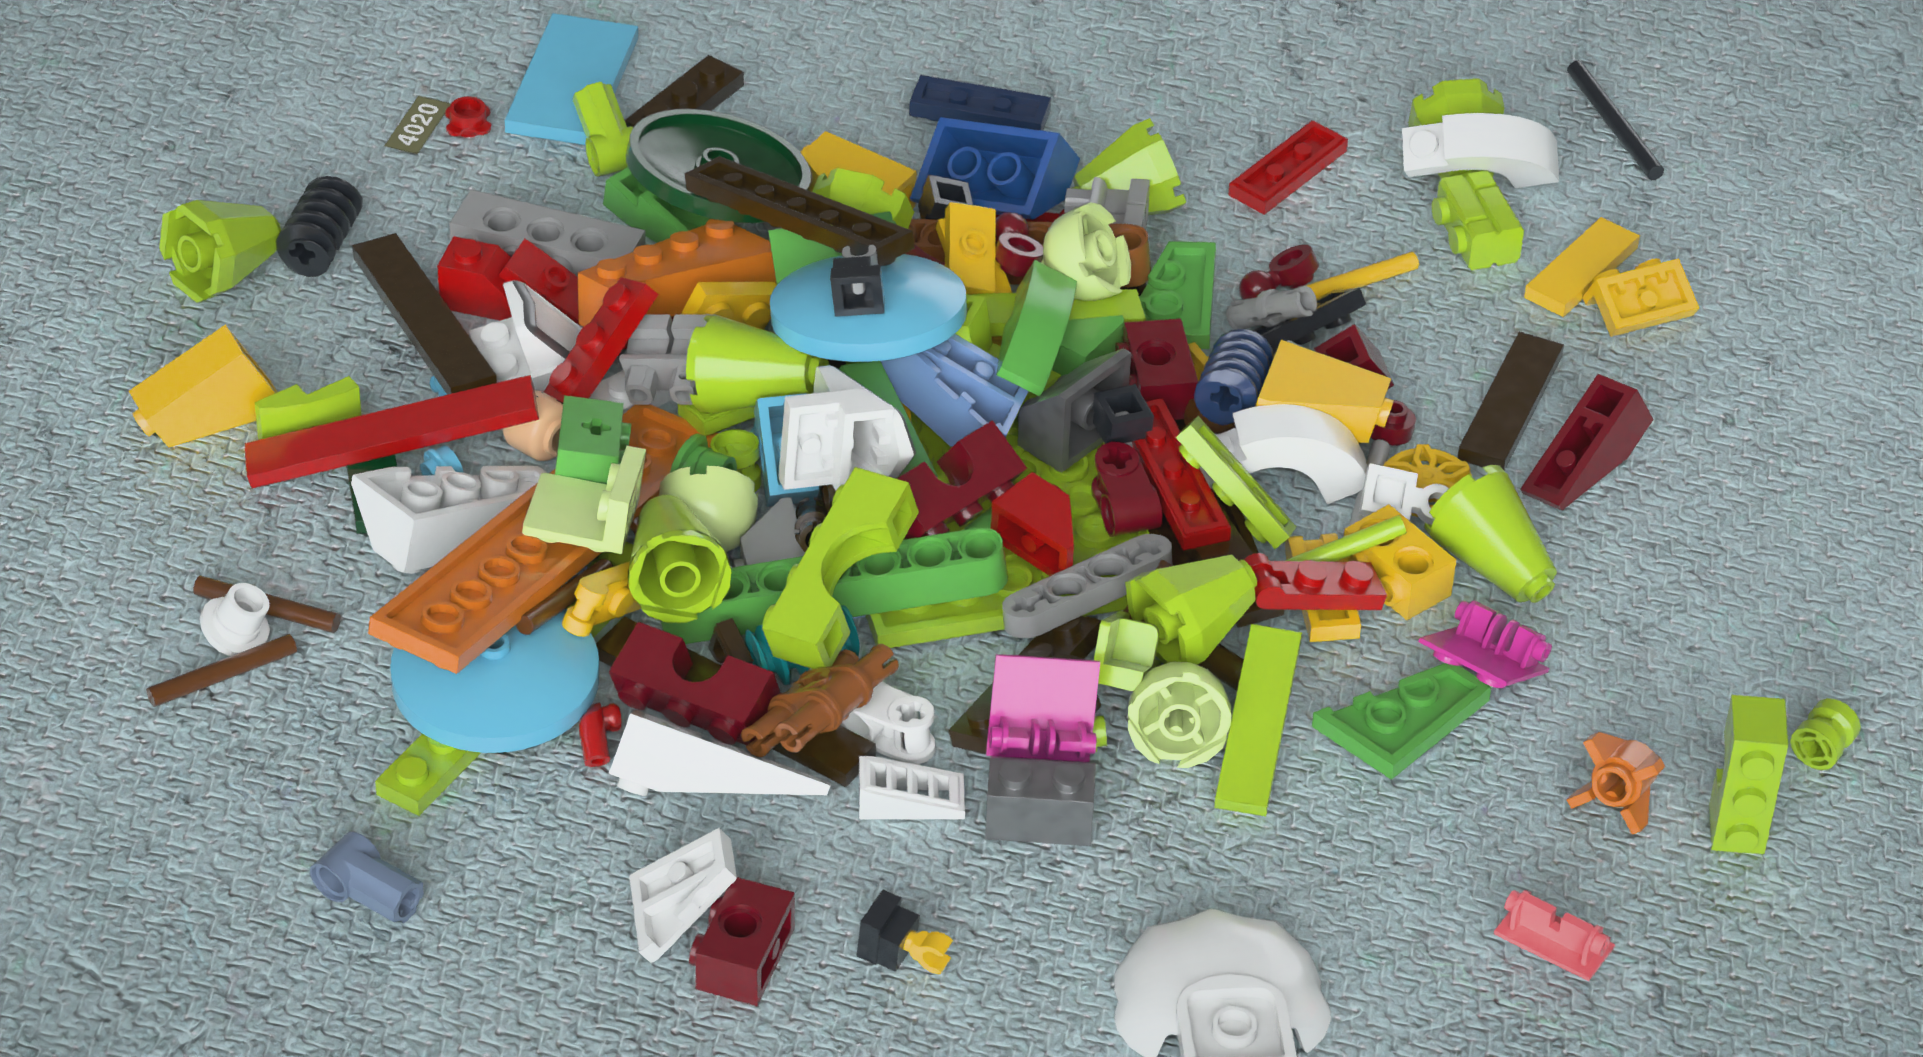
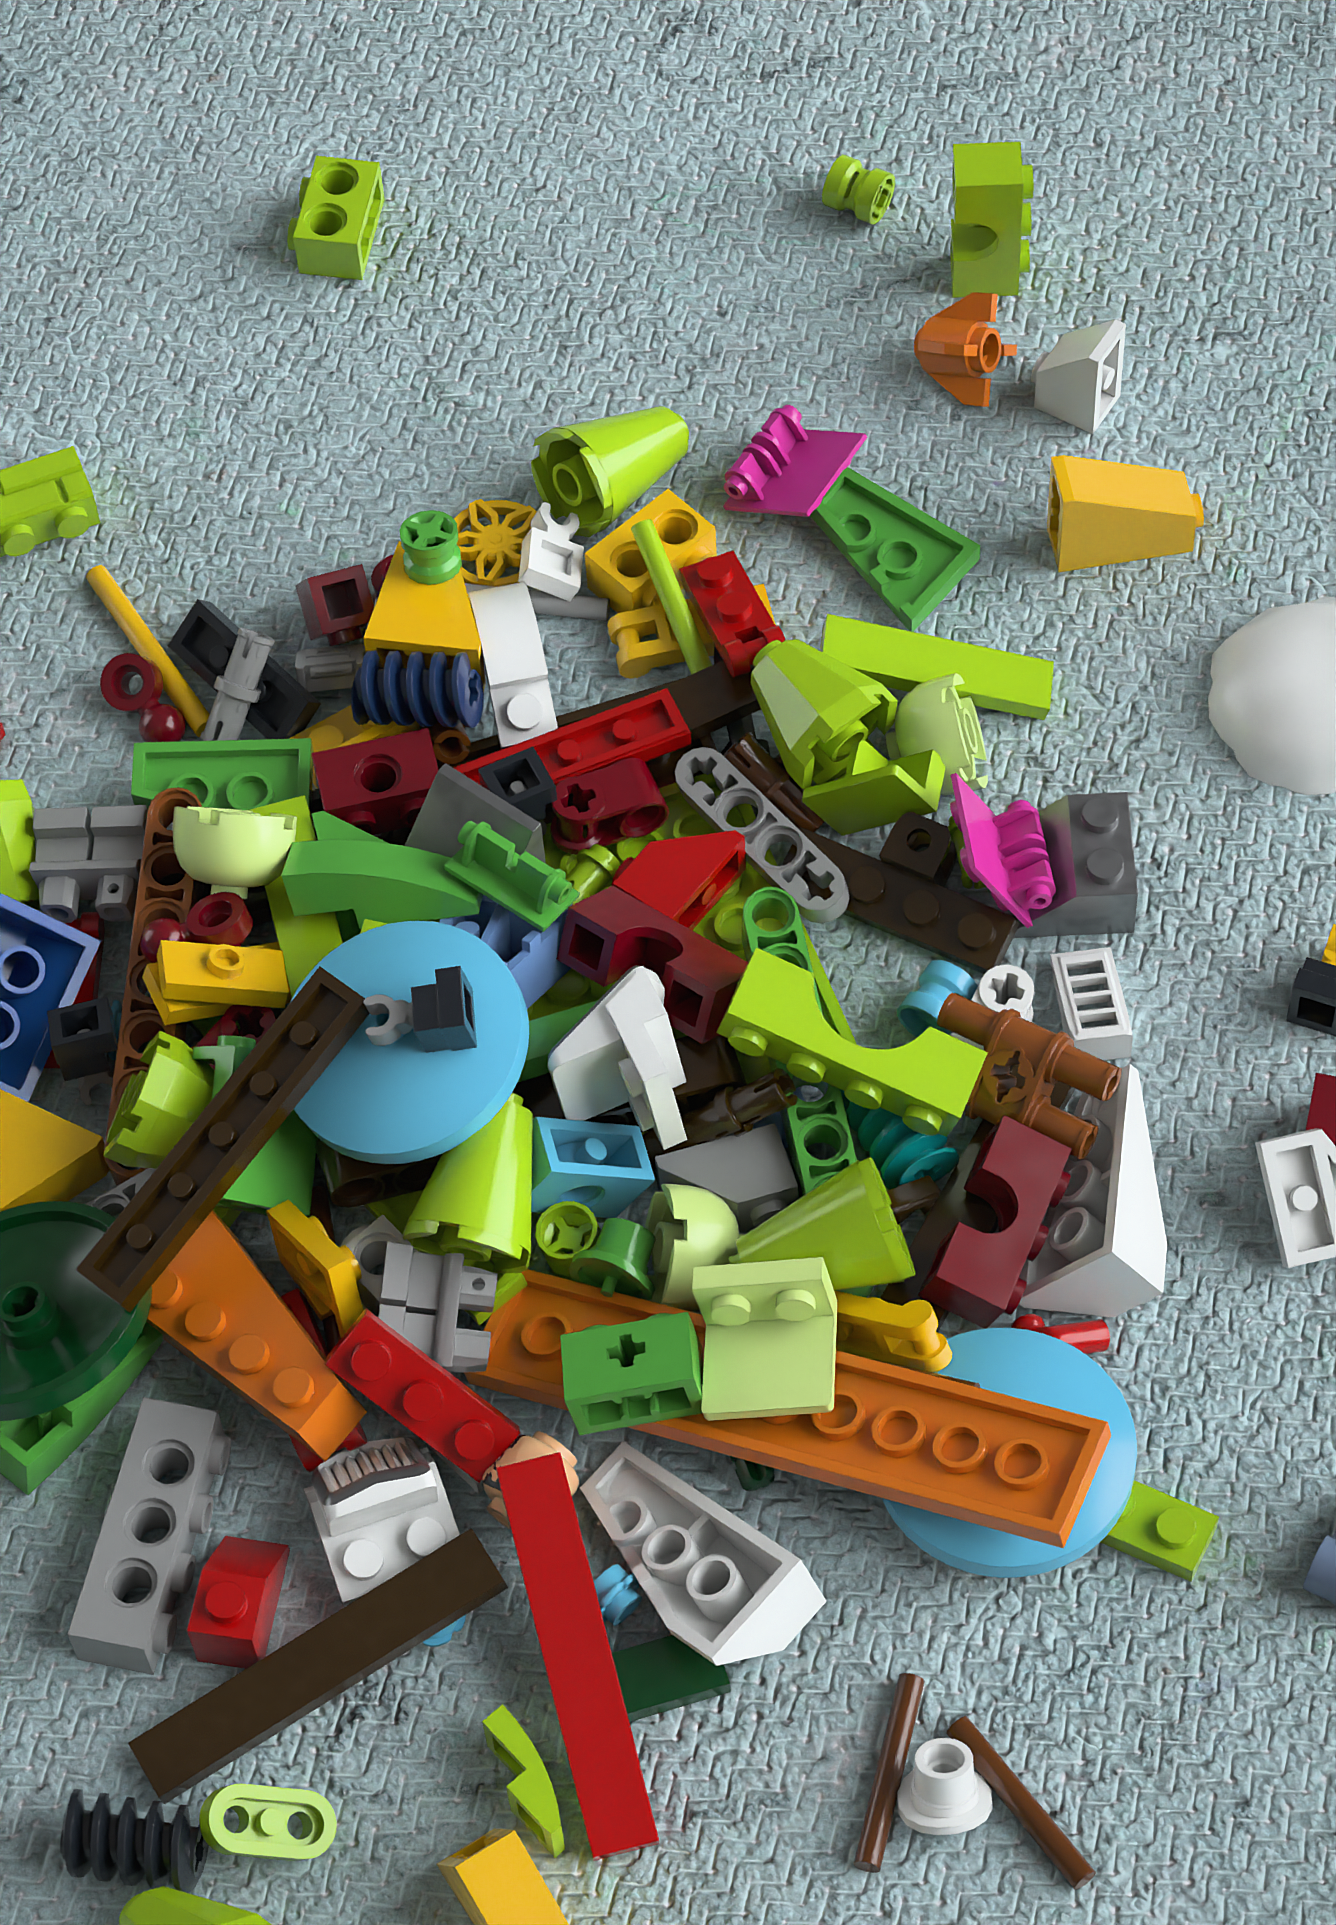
camera: 90 degrees left, 15 degrees up
(308, 285) = (264, 1820): none -> lime plate
(545, 277) = (244, 1512): red plate -> none
(916, 680) = (922, 1007): none -> medium azure wheel
(1022, 385) = (511, 880): none -> bright green hinge
(1067, 480) = (593, 871): none -> lime pin
(1234, 483) = (585, 692): lime plate -> none
(1366, 377) = (430, 547): none -> bright green wheel
(1418, 849) = (1118, 512): none -> yellow slope
(1510, 401) = (345, 470): dark brown tile -> none
(1562, 941) = (1186, 408): coral hinge -> none
(1571, 273) = (98, 411): yellow tile -> none
(1580, 853) = (1081, 375): none -> white slope
(1590, 443) = (438, 389): dark red slope -> none
(1643, 296) = (160, 349): yellow bracket -> none
(1786, 402) = (337, 217): none -> lime brick

